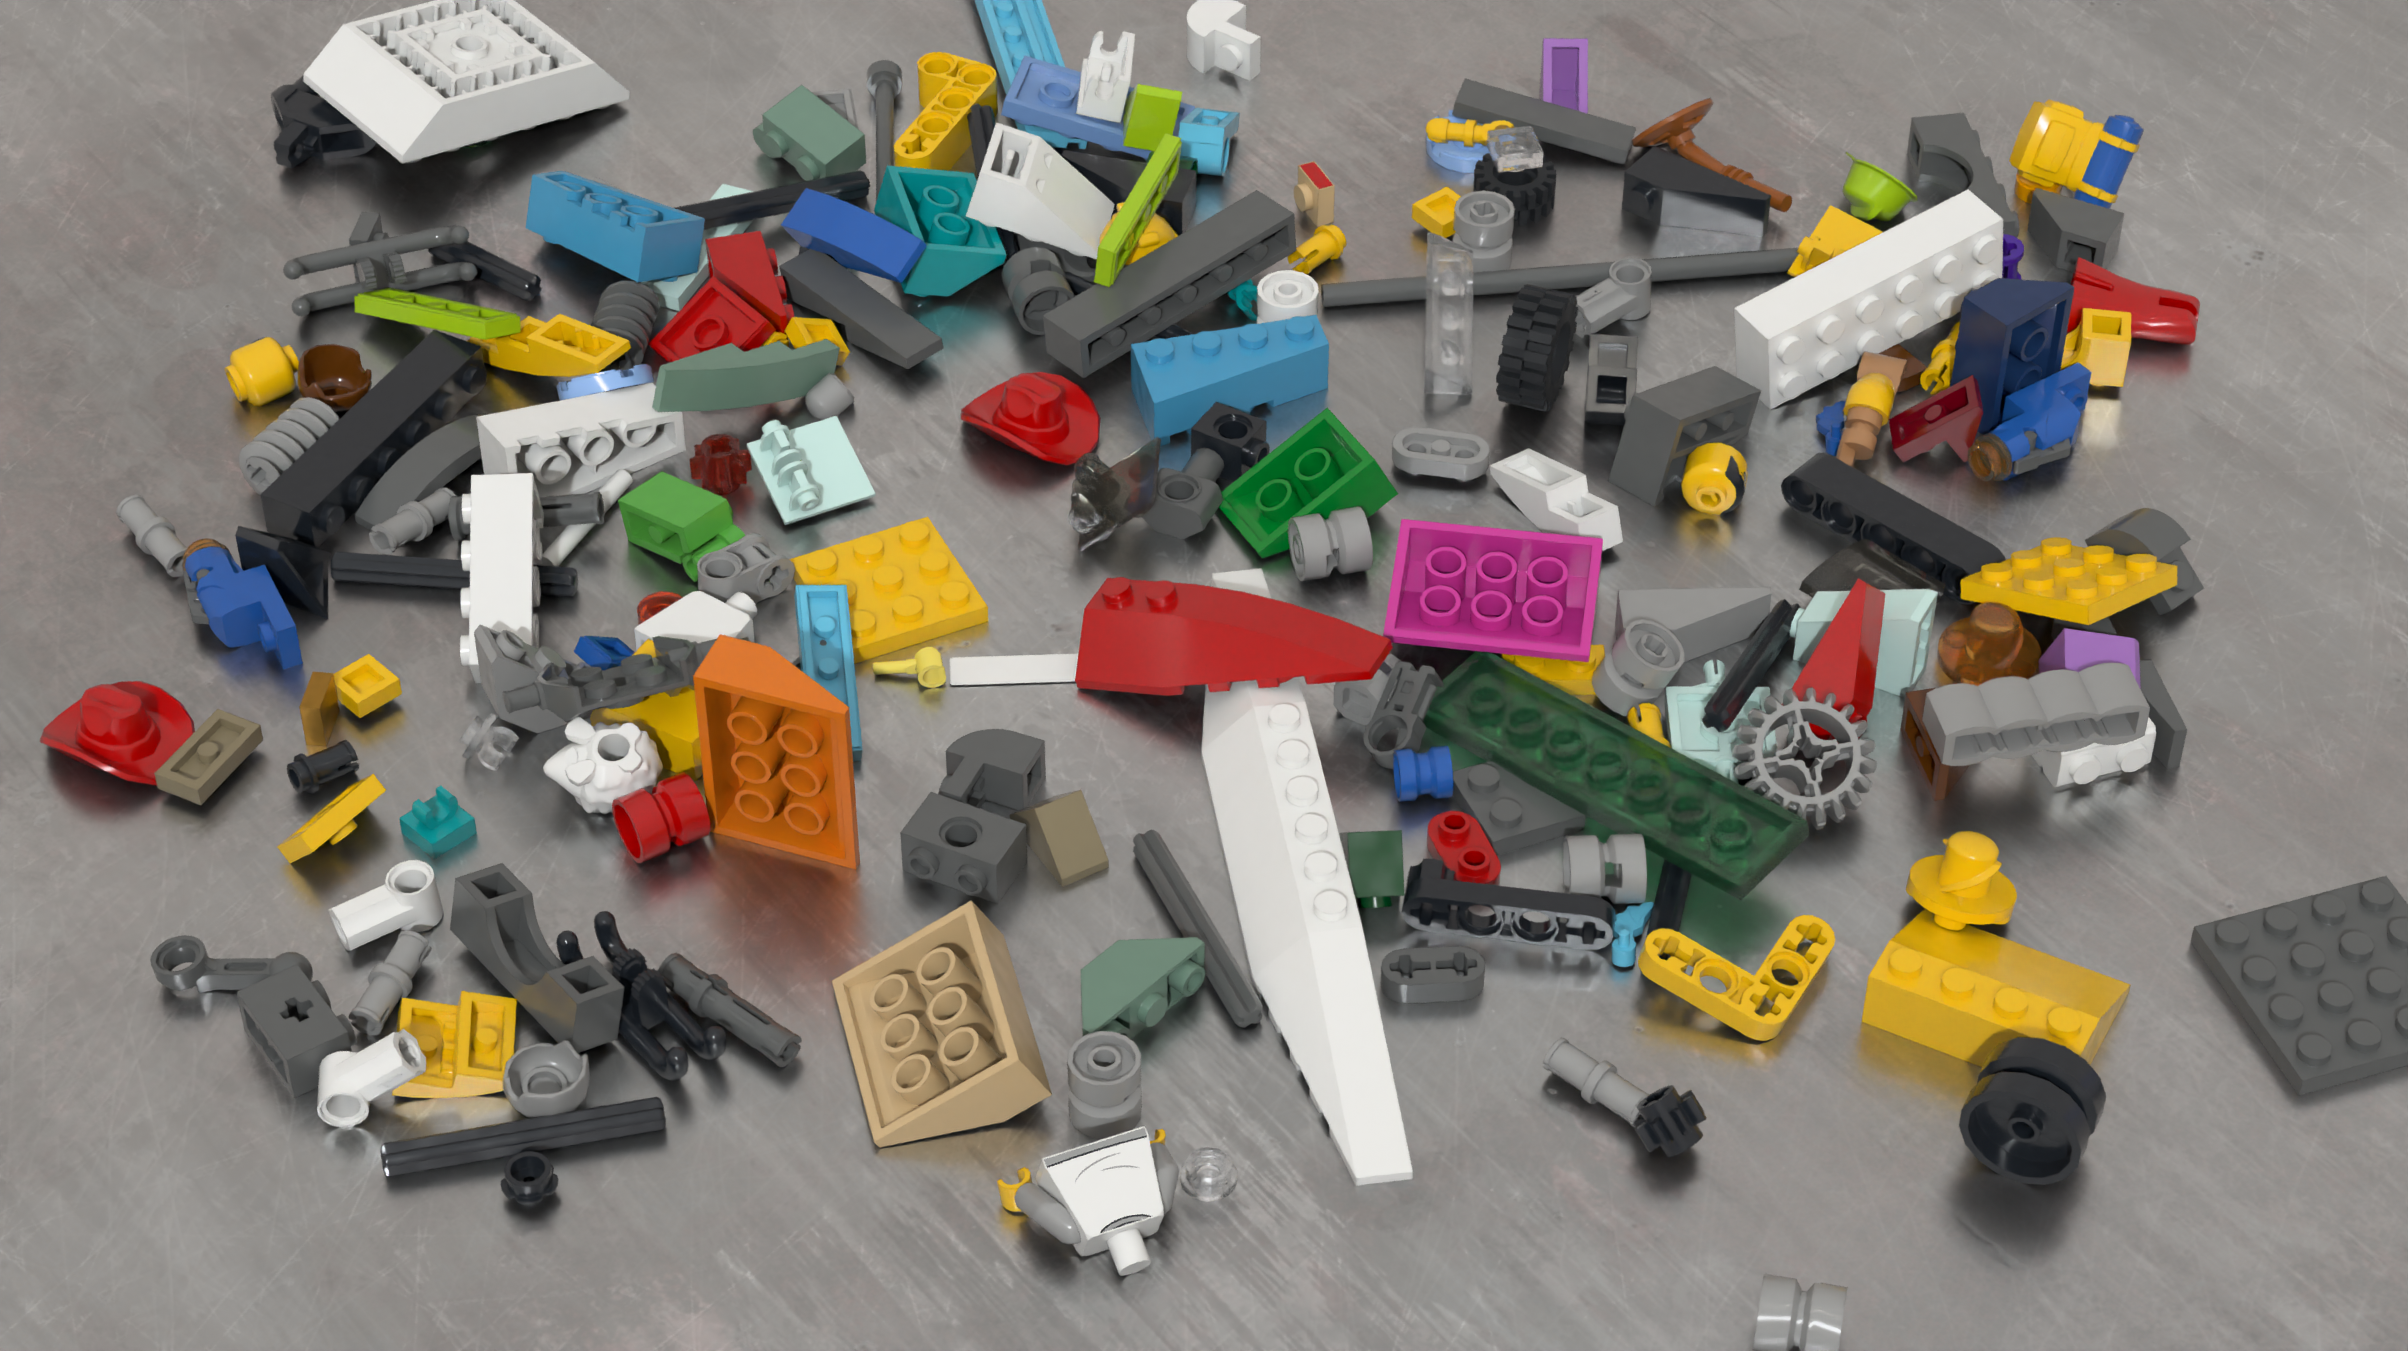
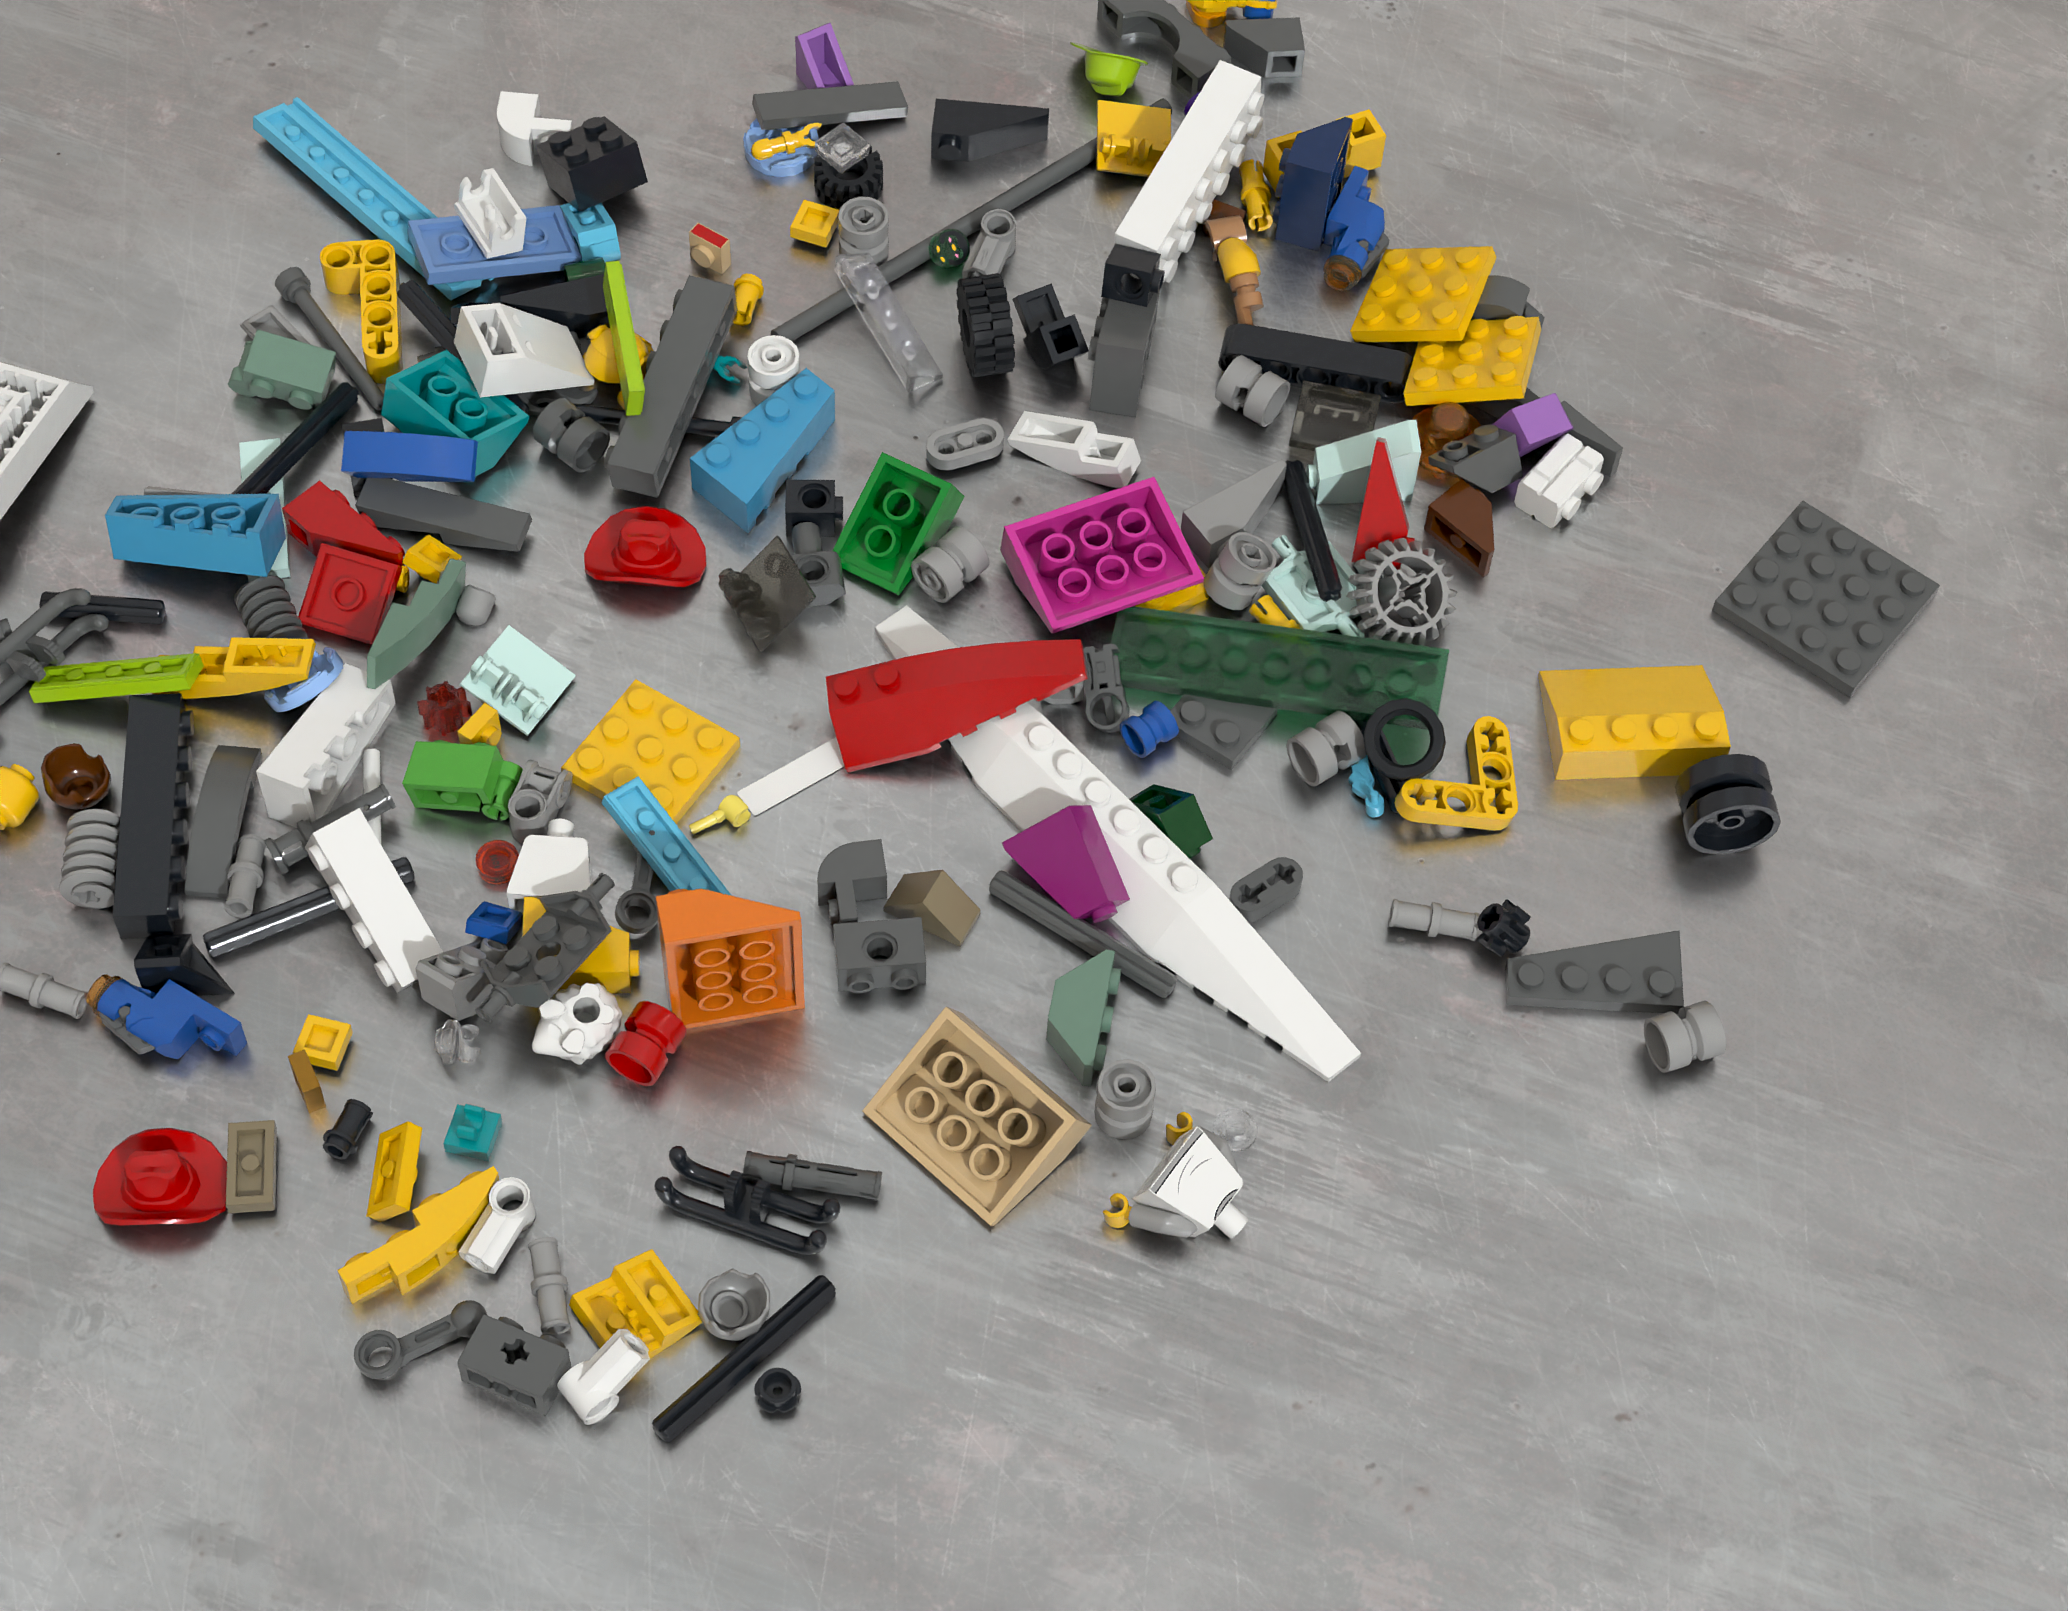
camera: 35 degrees left, 15 degrees up
(295, 894) = (418, 1254): none -> yellow slope
(499, 926) = (603, 1199): dark grey arch -> none
(742, 491) = (481, 727): none -> yellow plate
(1149, 116) = (553, 241): lime slope -> none
(1229, 846) = (1071, 863): none -> magenta slope
(1251, 76) = (592, 163): none -> black brick
(1434, 888) = (1279, 817): black beam -> none
(1463, 848) = (1213, 780): red plate -> none
(1568, 277) = (949, 249): none -> clear green tile
(1670, 852) = (1398, 708): none -> black tyre
(1678, 133) = (936, 75): dark orange dish -> none
(1717, 475) = (1169, 376): yellow head -> none
(1728, 357) = (1122, 286): none -> black brick
(1755, 1223) = (1608, 976): none -> dark grey wing
(1795, 521) = (1257, 393): none -> light grey wheel
(1830, 424) = (1209, 290): blue piece -> none
(1947, 416) = (1296, 253): dark red slope -> none
(1963, 883) = (1560, 643): yellow plate -> none
(1978, 663) = (1482, 459): none -> dark grey slope
(2046, 712) = (1532, 486): light grey brick -> none
(2065, 504) = (1423, 294): none -> yellow plate
(2154, 311) = (1327, 97): red piece -> none

